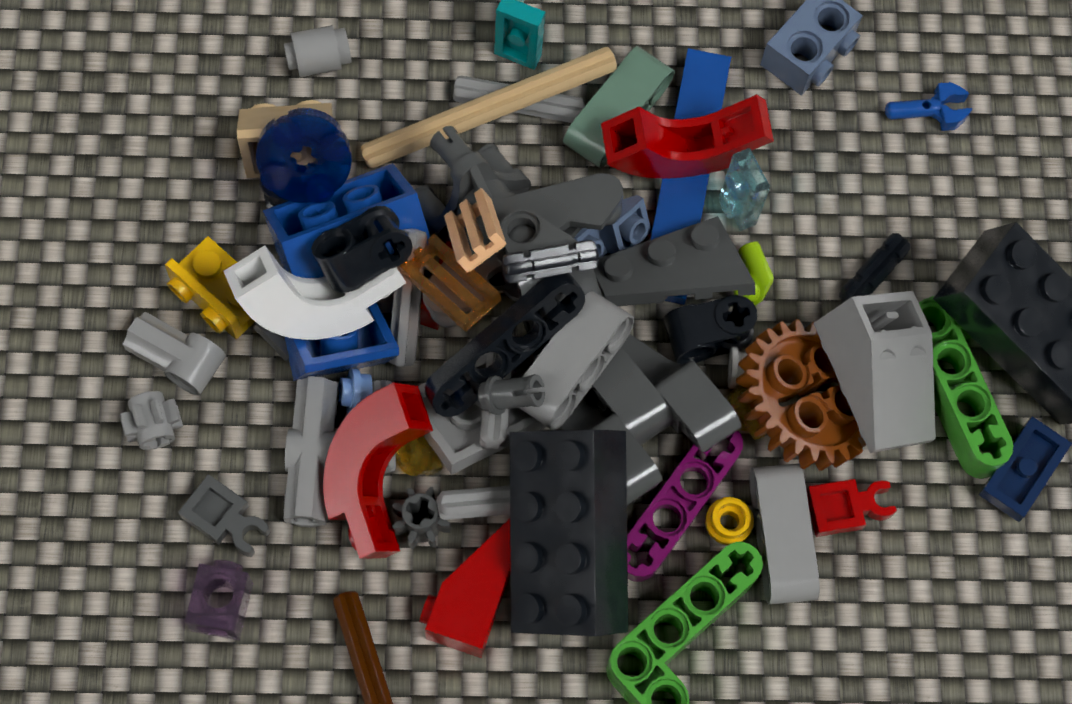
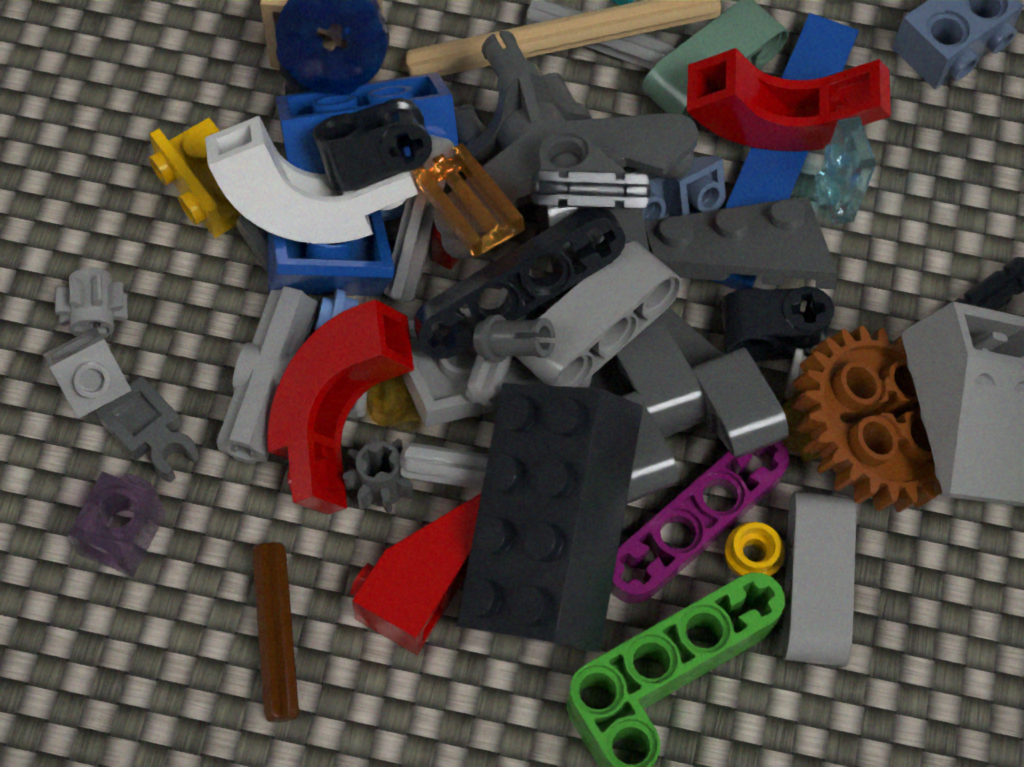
camera: 15 degrees right, 5 degrees down
(164, 481) = (87, 372): none -> light grey brick
(184, 358) = (147, 244): light grey piece -> none
(467, 218) = (502, 147): light nougat tile -> none
(759, 270) = (848, 269): lime arm -> none
(841, 508) = (897, 563): red plate -> none

